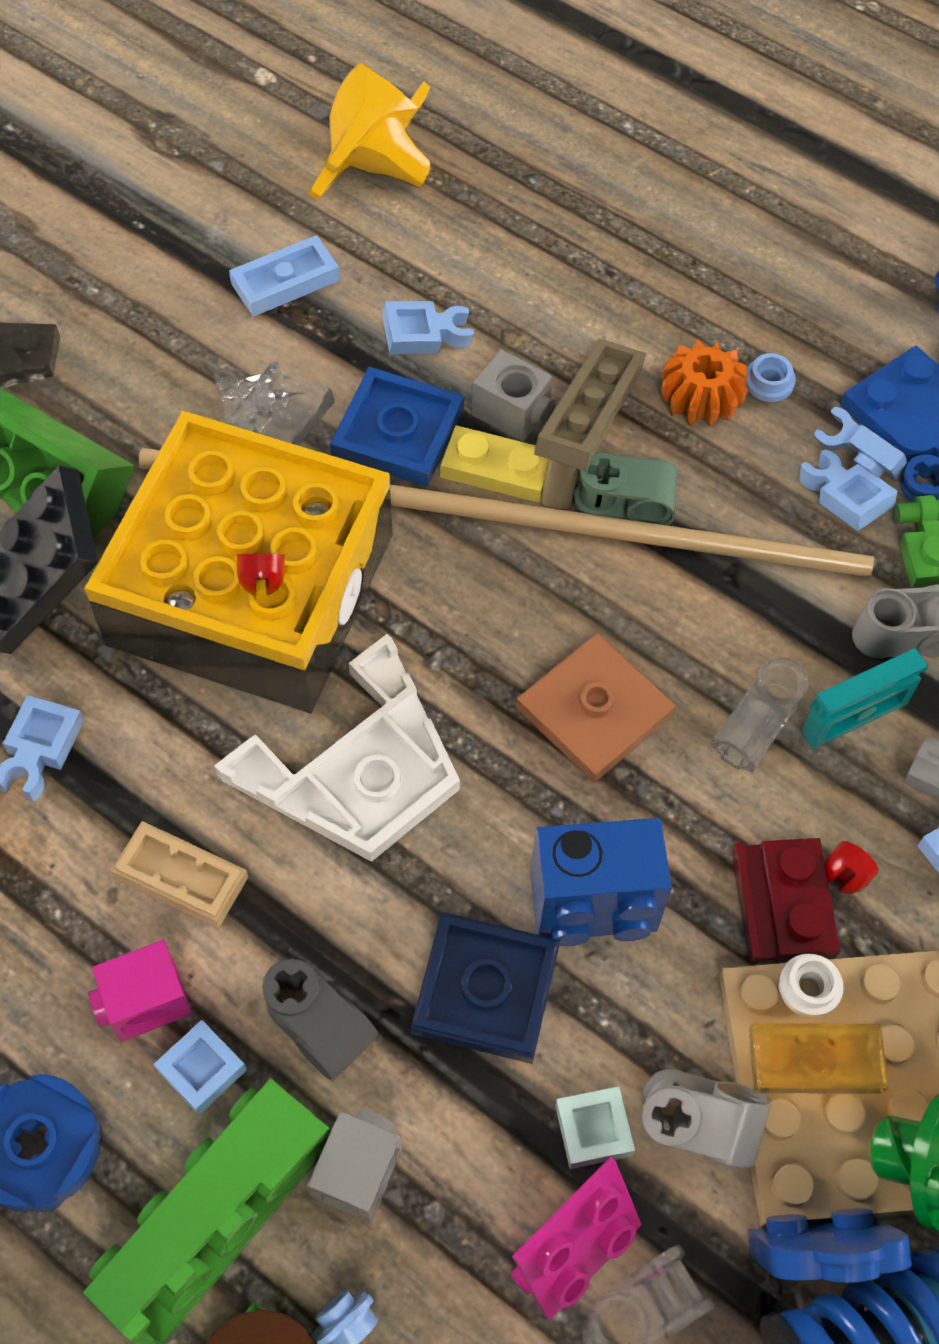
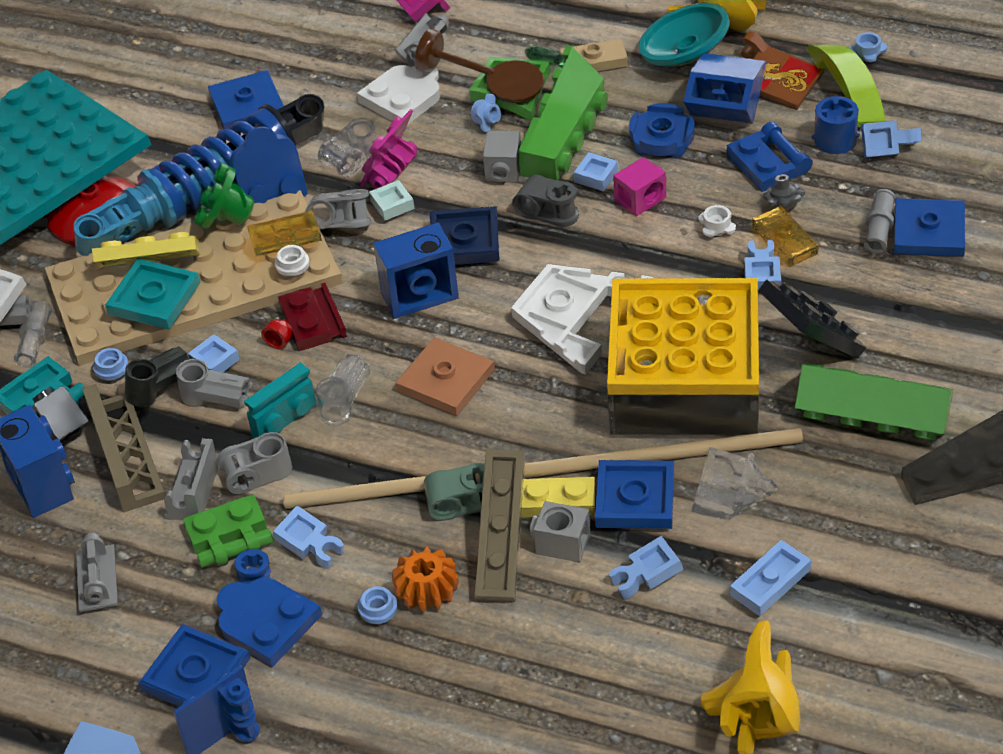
camera: 170 degrees right, 15 degrees down
(43, 862) = (717, 221): none -> white plate
(180, 874) = (648, 237): tan plate -> none
(260, 567) = (662, 295): red hinge -> none
(871, 450) = (293, 564): light blue plate -> none

